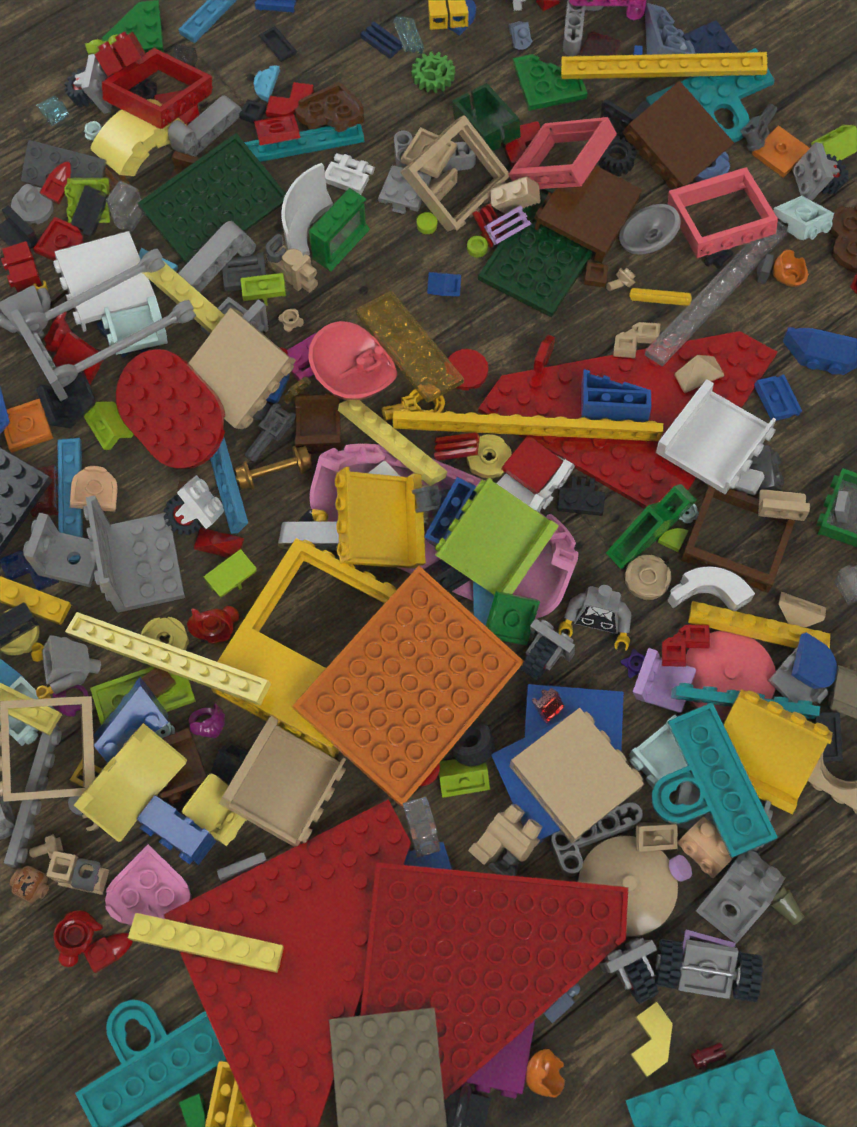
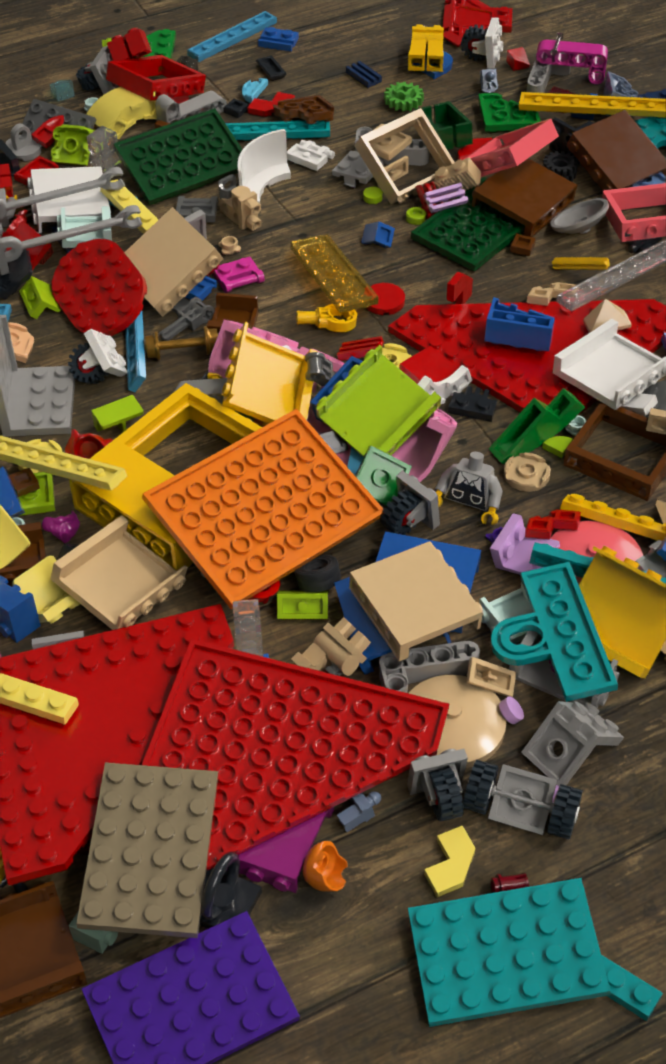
camera: 10 degrees right, 20 degrees down
(89, 210) = (71, 149): black panel -> none
(216, 255) = (176, 187): light grey beam -> none
(218, 543) = (107, 393): red slope -> none
(263, 287) = (215, 216): lime panel -> none
(277, 129) = (254, 117): red tile -> none
(296, 389) = (222, 287): clear yellow tile -> none
(339, 230) = (289, 183): green window -> none
(350, 361) = (273, 271): coral piece -> none
(392, 441) = (297, 333): light yellow plate -> none
(407, 34) = (388, 72): clear light blue tile -> none
(522, 425) = (426, 336): yellow plate -> none
(549, 704) = (400, 541): clear red tile -> none
(625, 277) = (550, 250): tan plate -> none
(705, 847) = (539, 693): light nougat bracket -> none
(716, 581) = (590, 480): white arch -> none
(787, 906) = (619, 757): olive cone -> none

